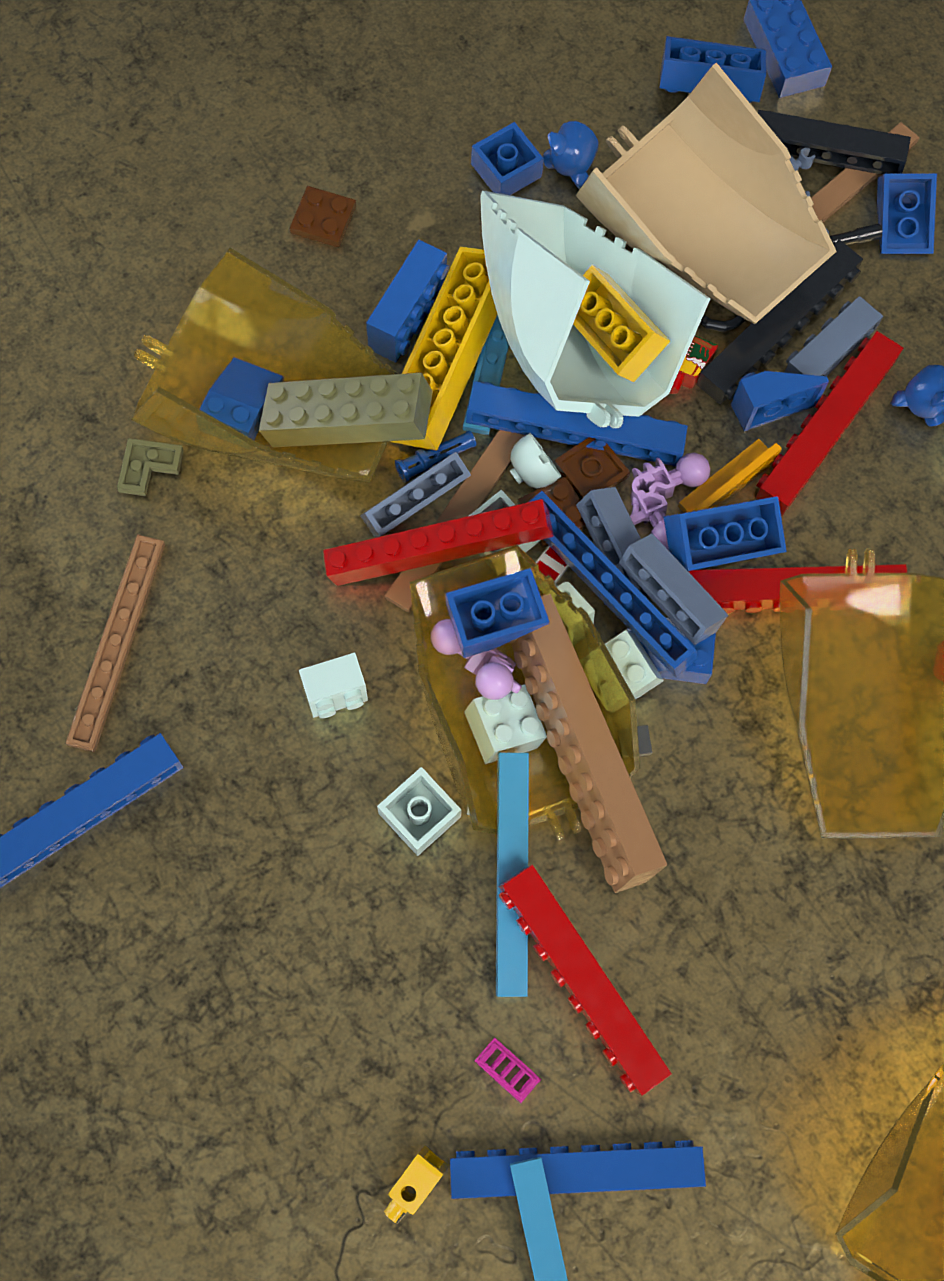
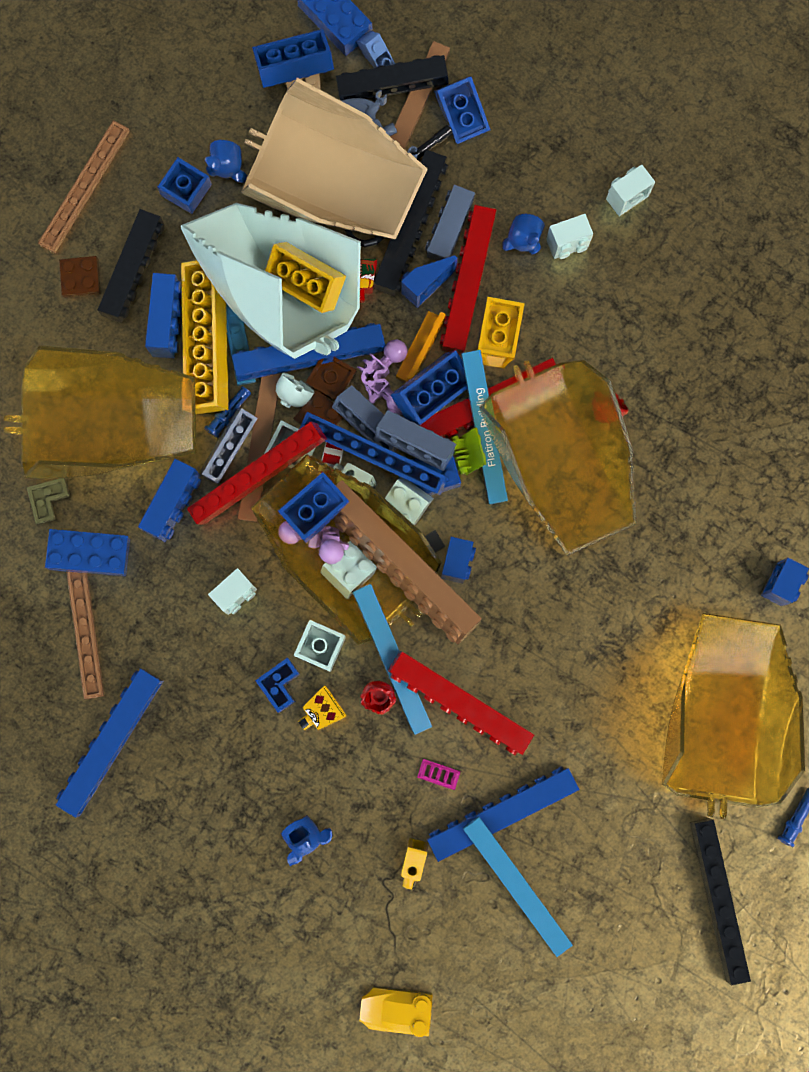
camera: 20 degrees left, 10 degrees up
(165, 552) = (87, 552): none -> blue brick
(240, 396) = (86, 430): blue slope -> none
(273, 1073) = (303, 838): none -> blue piece
(306, 531) = (170, 501): none -> blue brick
(332, 834) = (274, 683): none -> blue brick
(346, 410) = (159, 411): olive brick -> none
(378, 117) = (83, 187): none -> medium nougat tile
(381, 903) = (321, 710): none -> yellow torso
(393, 229) = (131, 265): none -> black brick
(469, 918) = (378, 697): none -> red hair
(664, 773) = (457, 560): none -> blue brick
(739, 640) = (471, 452): none -> lime hinge
(766, 647) = (478, 394): none -> dark azure tile
(821, 99) = (375, 49): none -> medium blue slope
(845, 504) = (500, 331): none -> yellow slope

